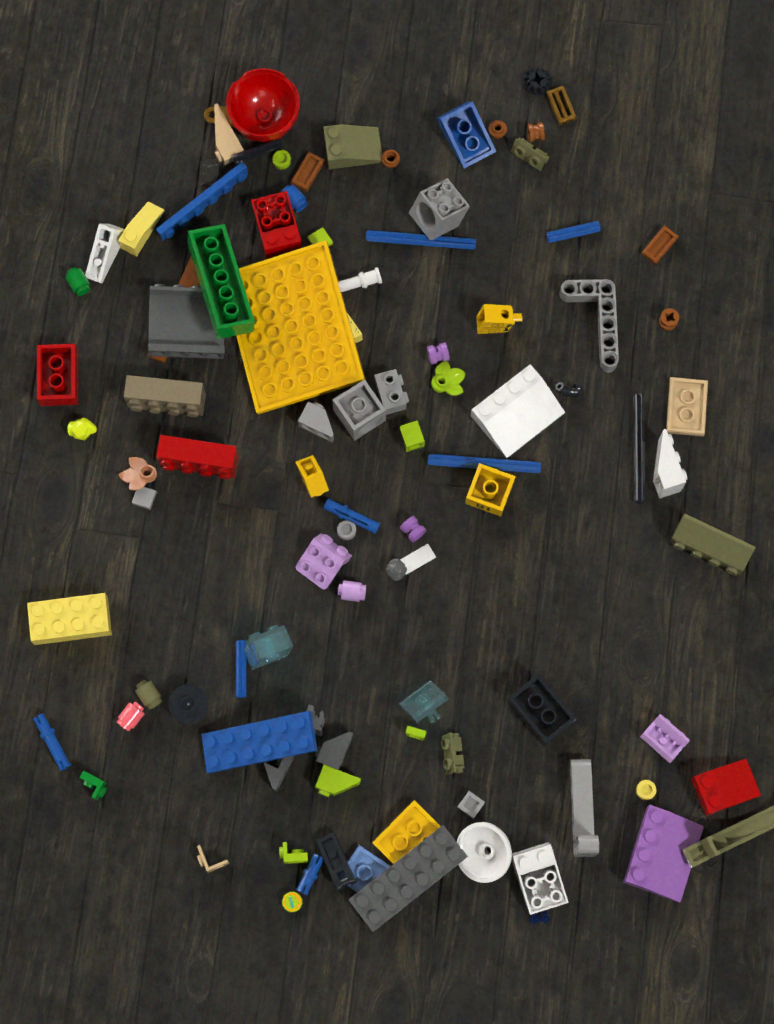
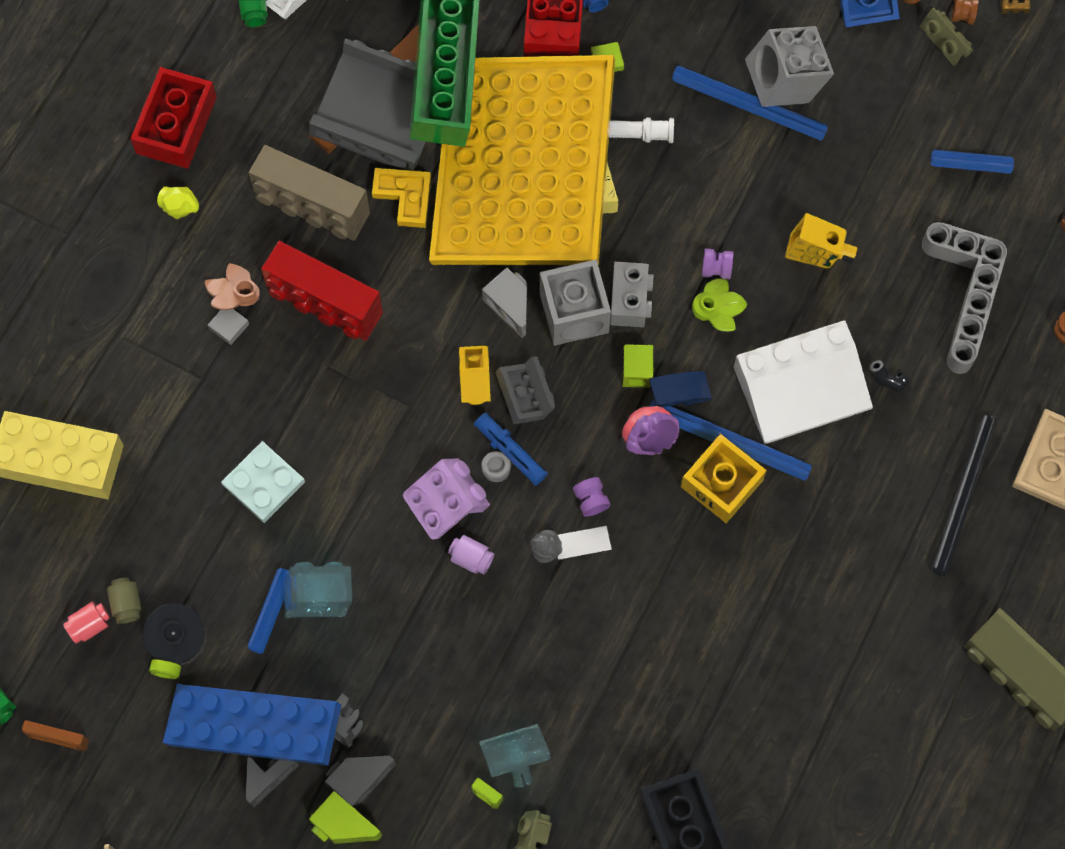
camera: 20 degrees right, 5 degrees down
(139, 792) = (55, 736): none -> dark orange tile
(190, 727) = (165, 669): none -> lime tile
(205, 590) = (263, 482): none -> light aqua plate
(224, 369) = (409, 188): none -> yellow plate
(348, 476) = (526, 391): none -> dark grey bracket
(434, 475) = (650, 430): none -> medium lavender hair
(443, 442) = (680, 388): none -> dark blue slope
(668, 474) = (995, 546): white slope -> none

